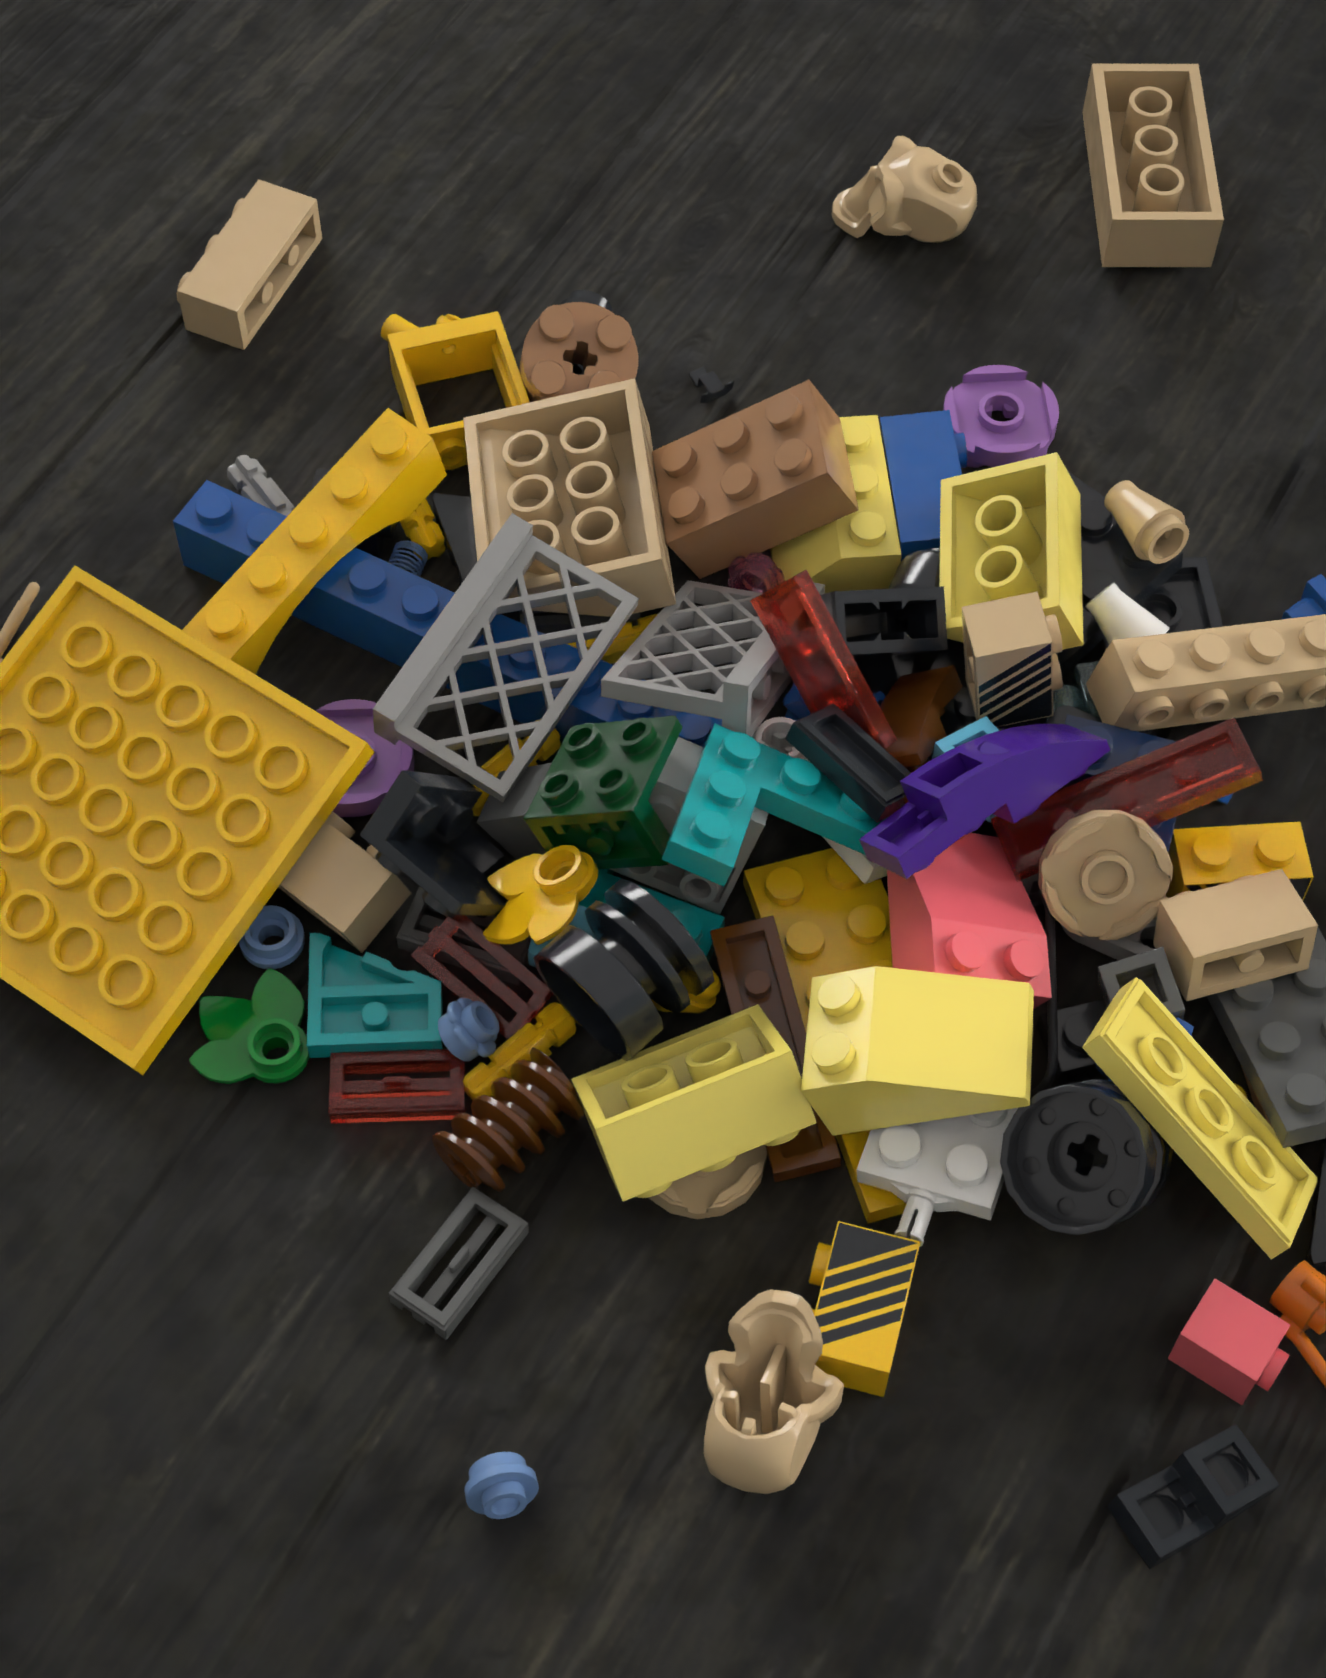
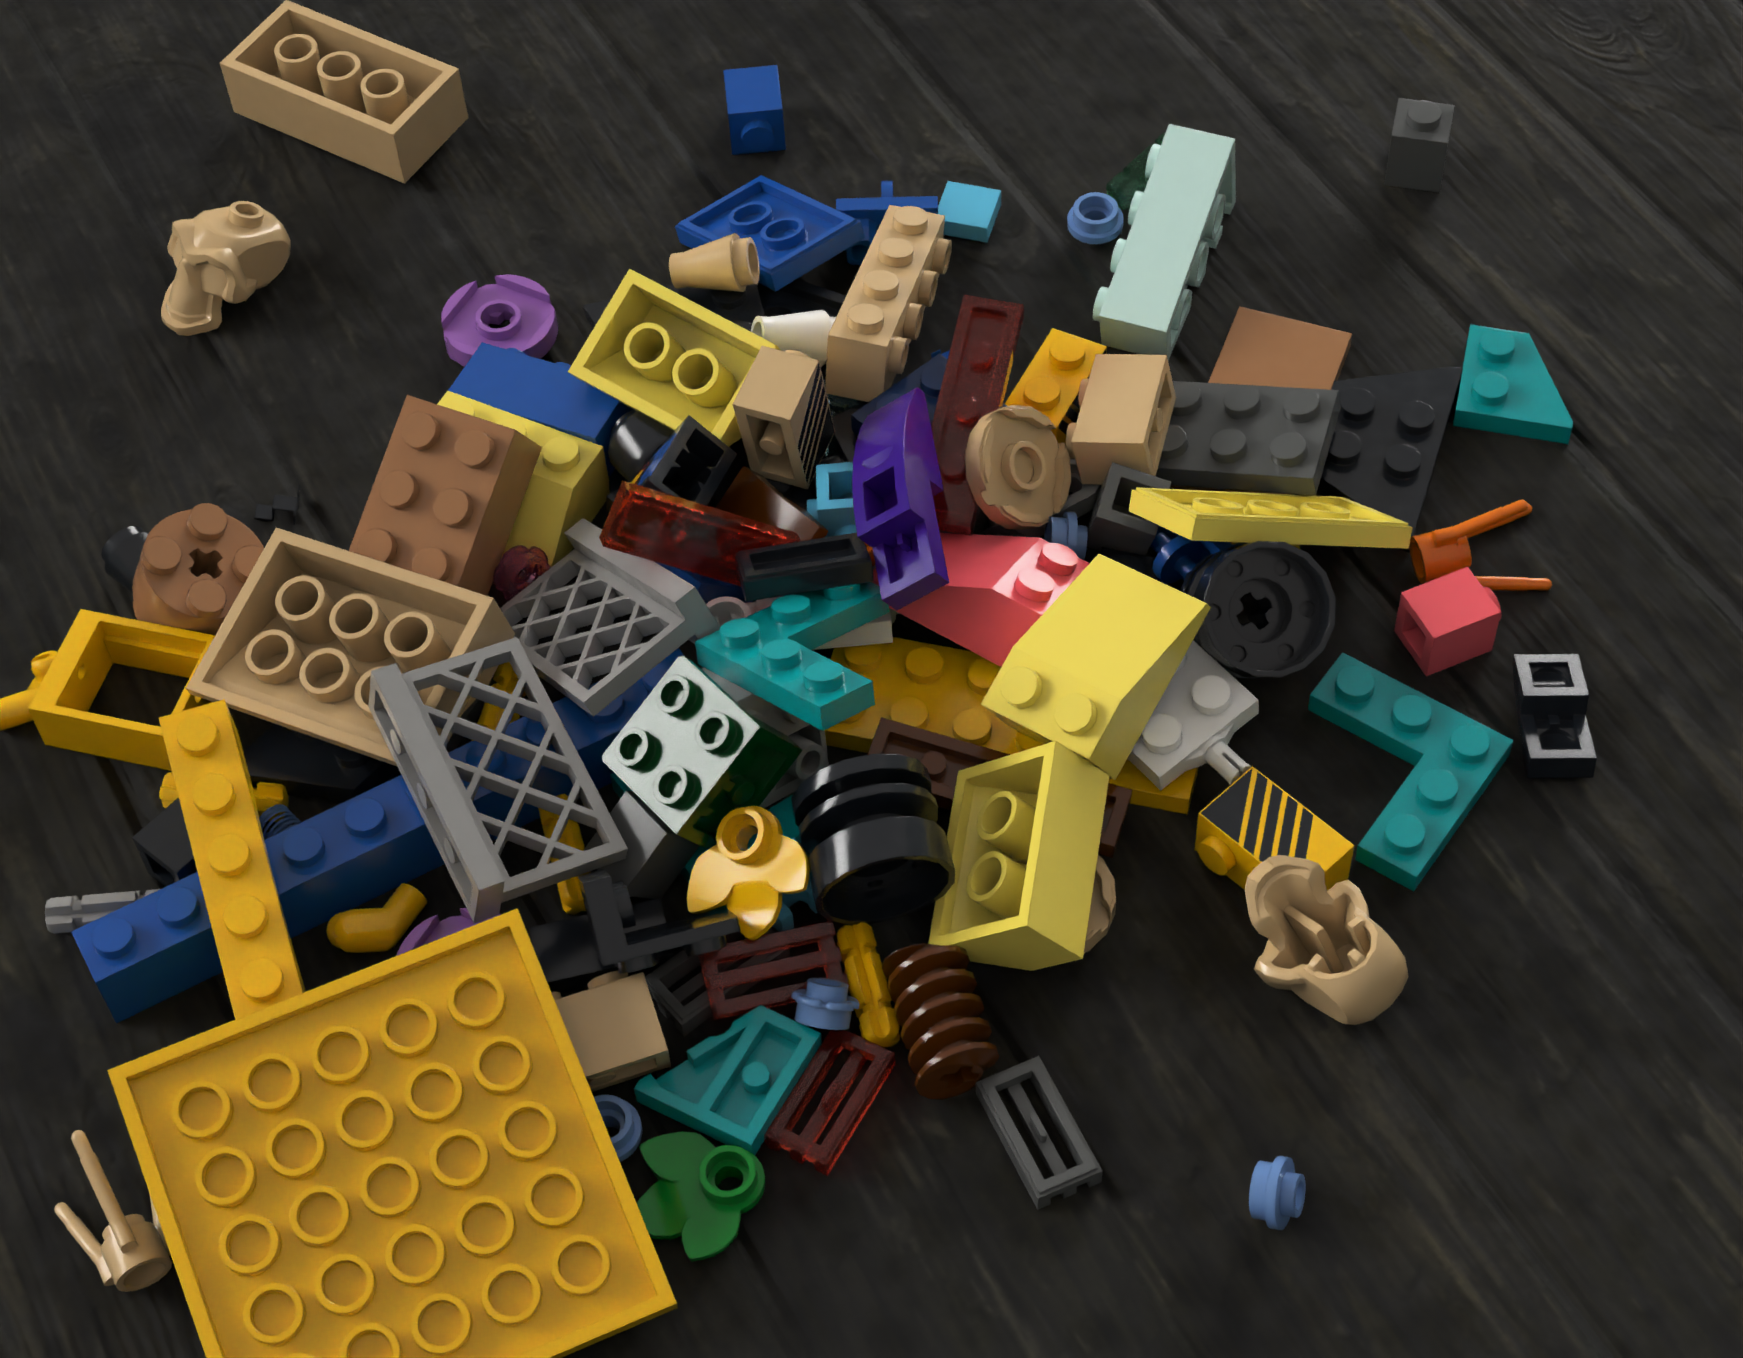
camera: 55 degrees left, 5 degrees down
(354, 674) = (376, 927): none -> yellow arm
(1068, 1432) = (1450, 755): none -> teal plate
(1079, 964) = (1067, 532): none -> medium blue plate
(1251, 549) = (786, 226): none -> blue tile

